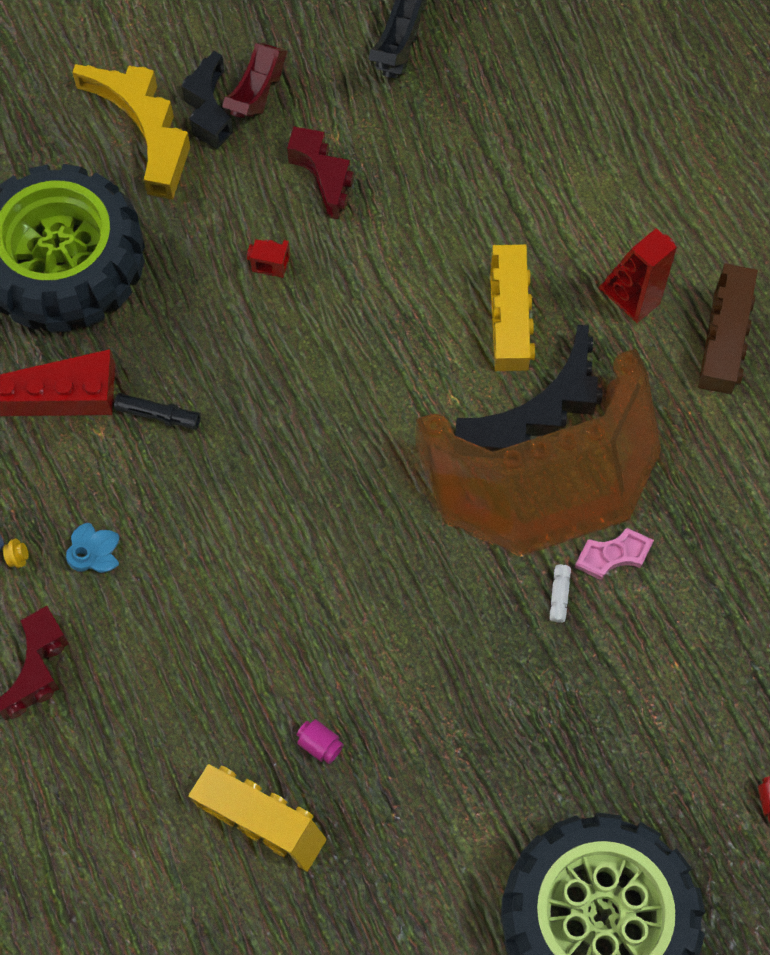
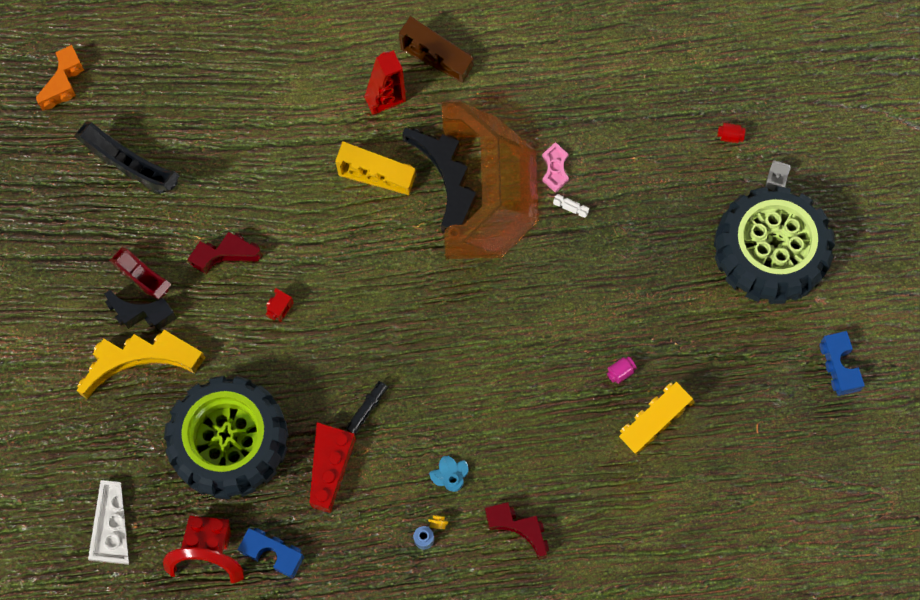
camera: 70 degrees left, 5 degrees up
(729, 896) = (777, 175): none -> light grey bracket

